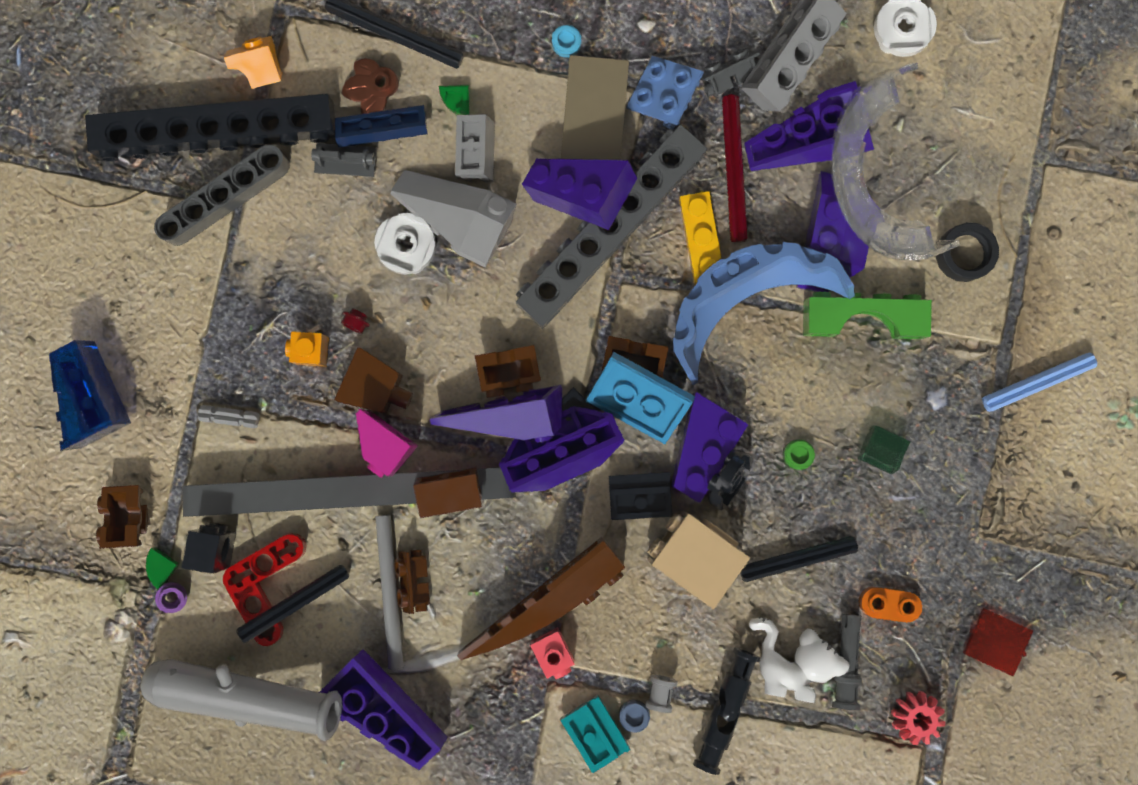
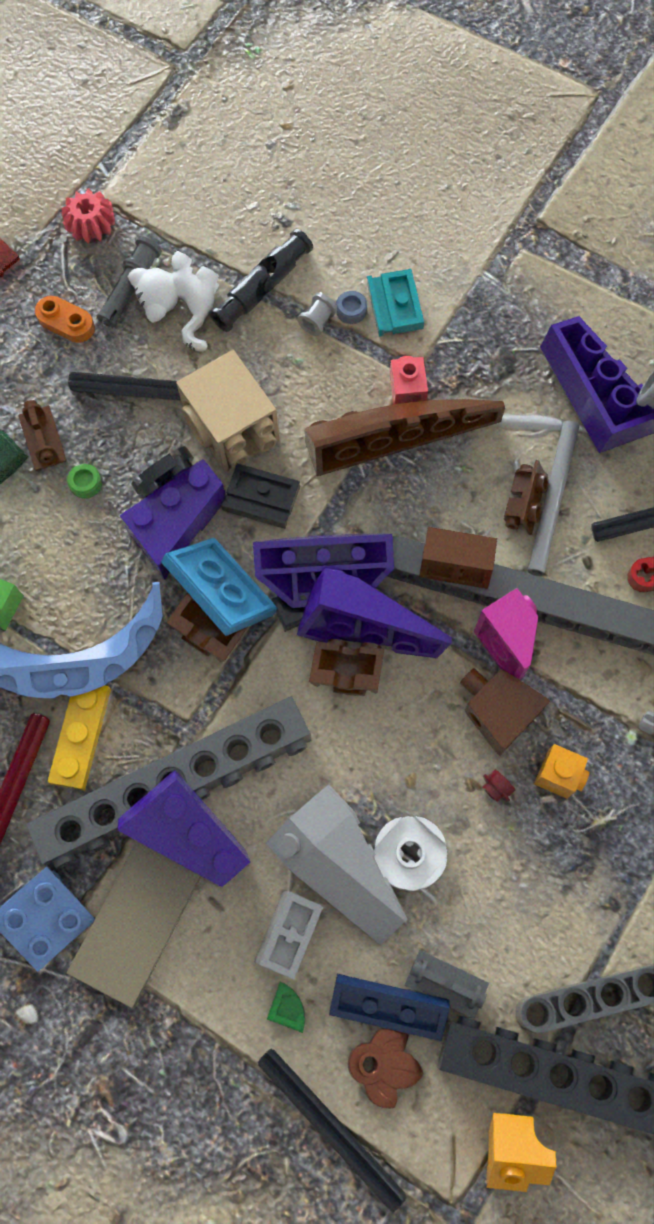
camera: 150 degrees left, 15 degrees down
(566, 41) = (128, 1030): medium azure tile -> none
(854, 480) = (41, 435): none -> reddish brown hinge

